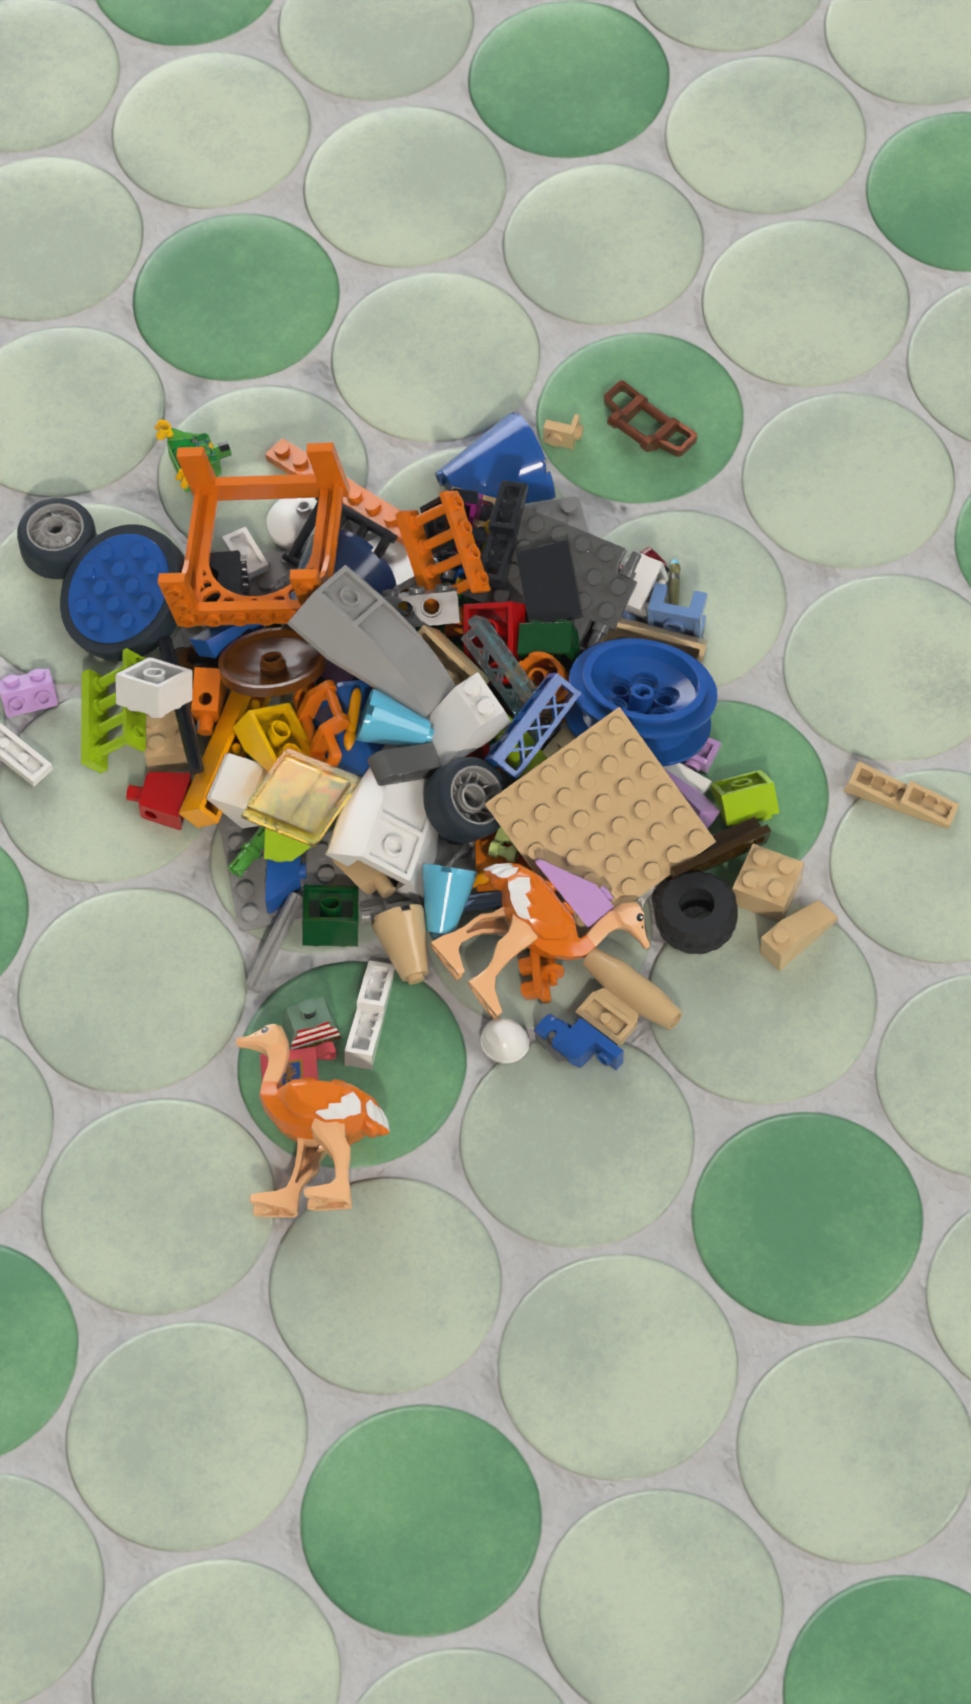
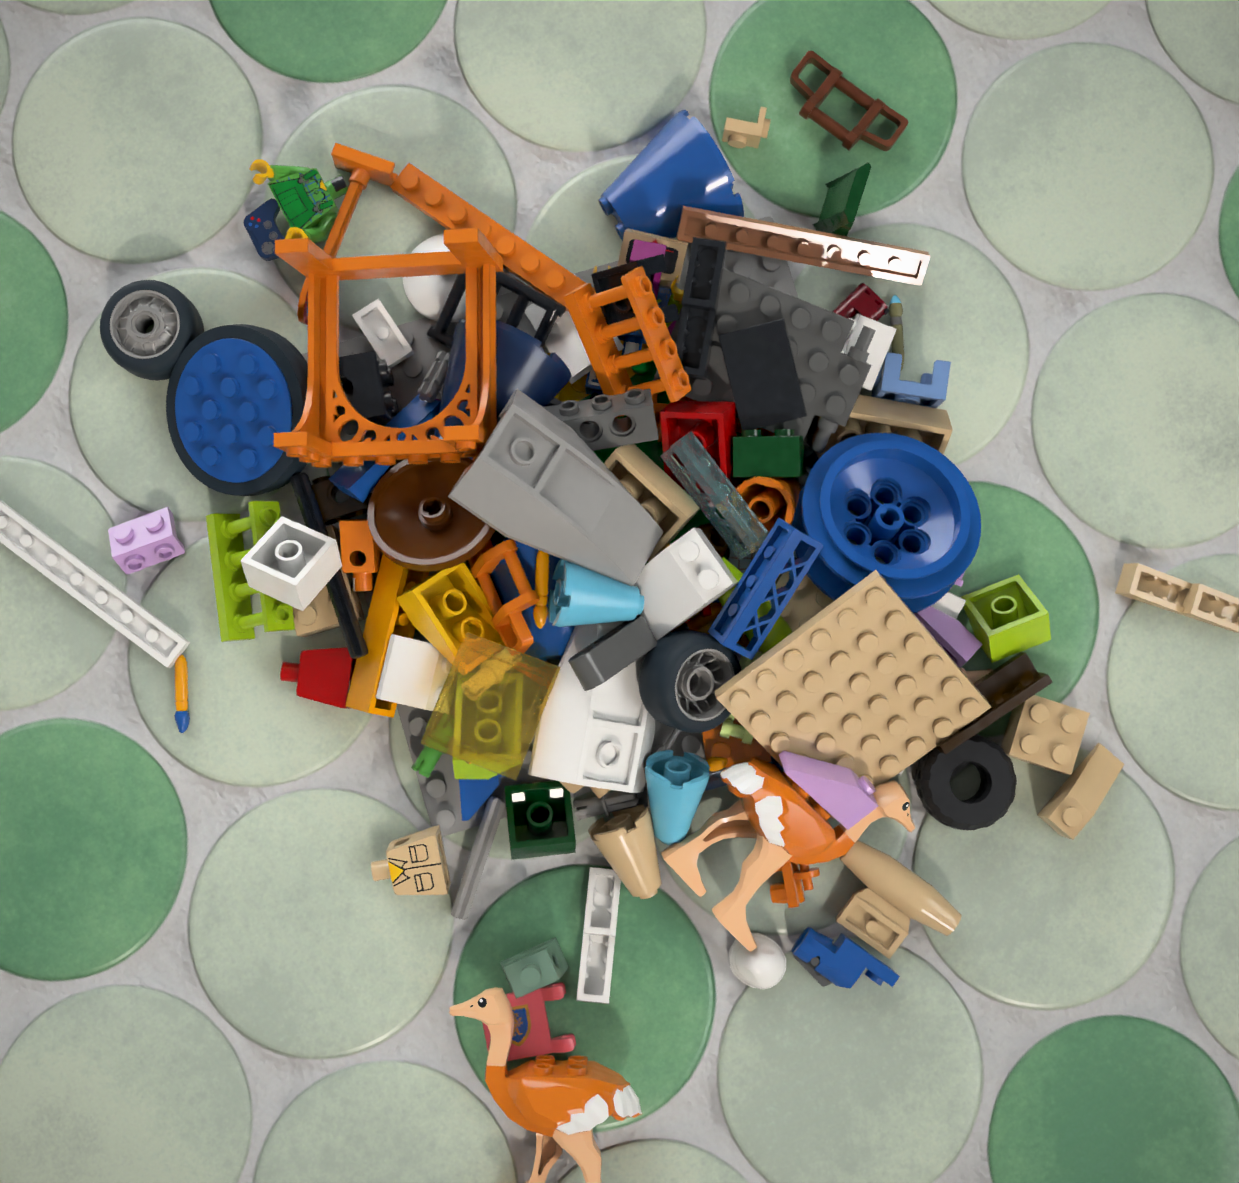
camera: 10 degrees left, 25 degrees up
(40, 804) = (181, 694): none -> light orange piece
(159, 480) = (263, 229): none -> dark blue piece
(220, 940) = (415, 864): none -> tan torso
(243, 438) = (362, 169): none -> orange piece
(612, 517) = (805, 245): none -> nougat plate
(639, 486) = (843, 201): none -> dark green slope

